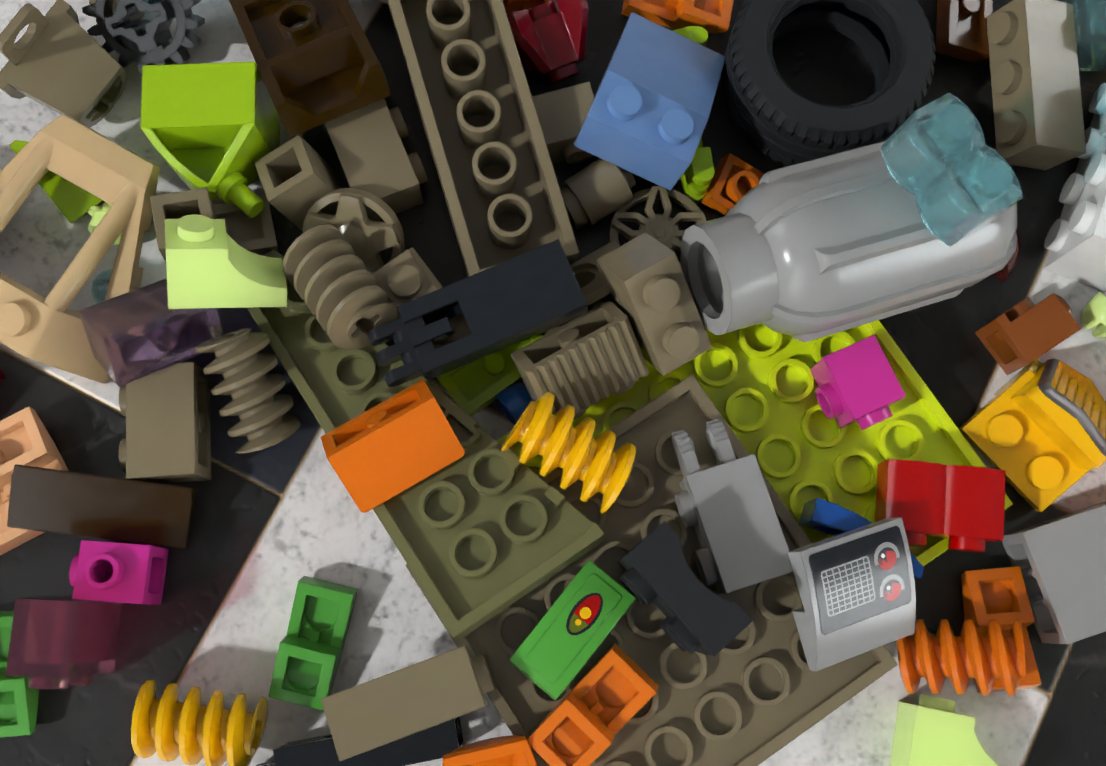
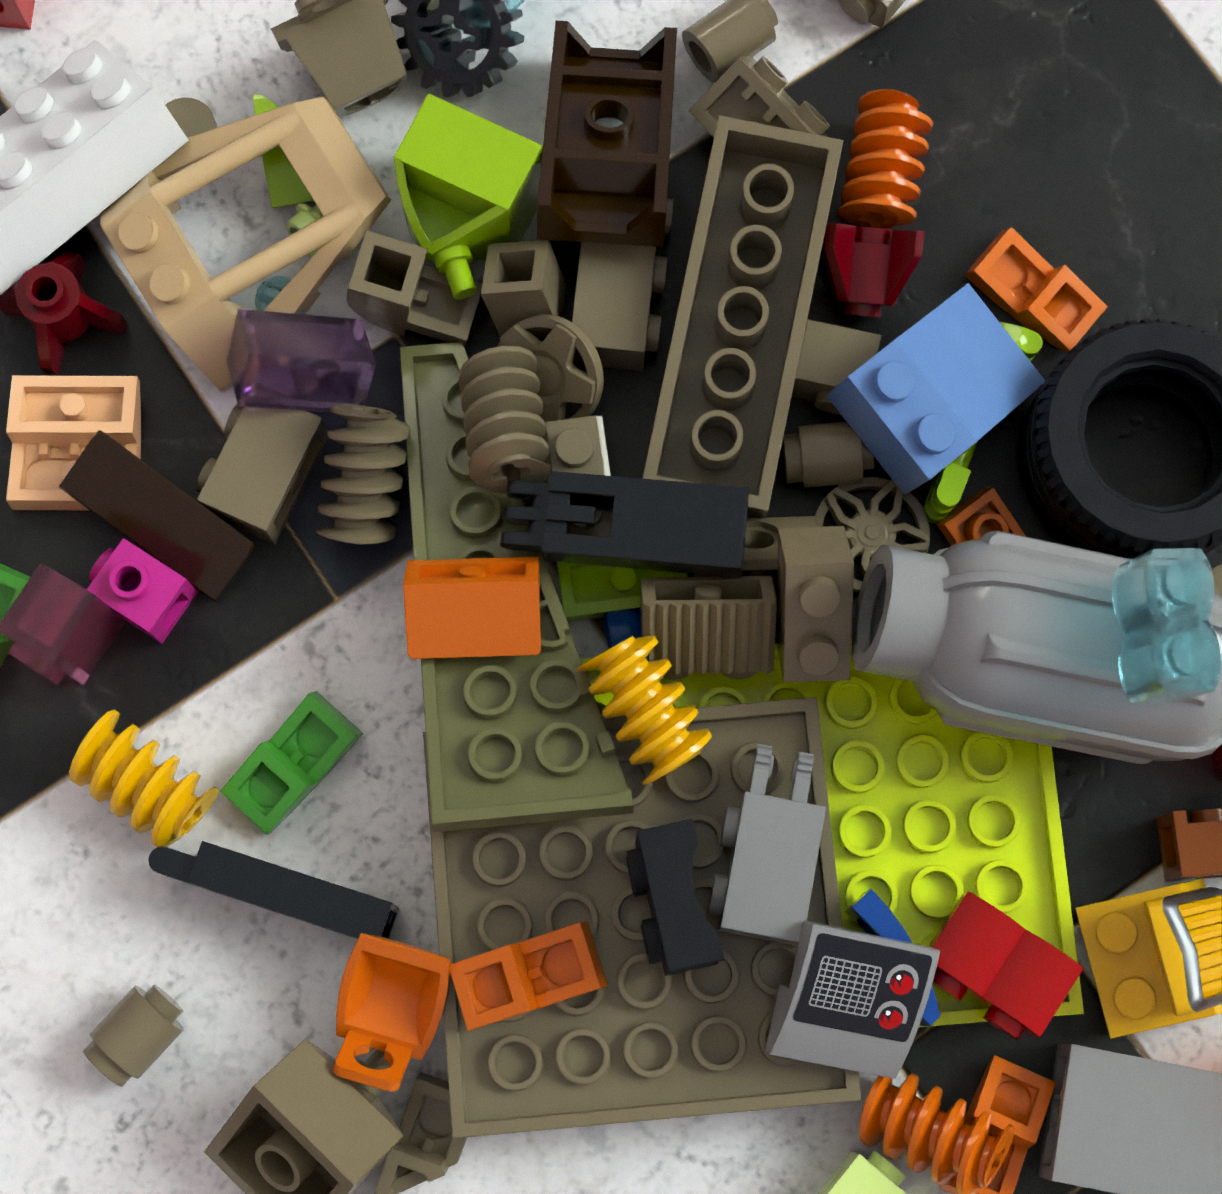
camera: 30 degrees right, 0 degrees up
(215, 272) = (392, 341): yellowish green arch -> none
(407, 701) = (356, 863): dark tan brick -> none
(572, 630) = (551, 882): bright green slope -> none
(857, 384) = (982, 800): dark pink brick -> none

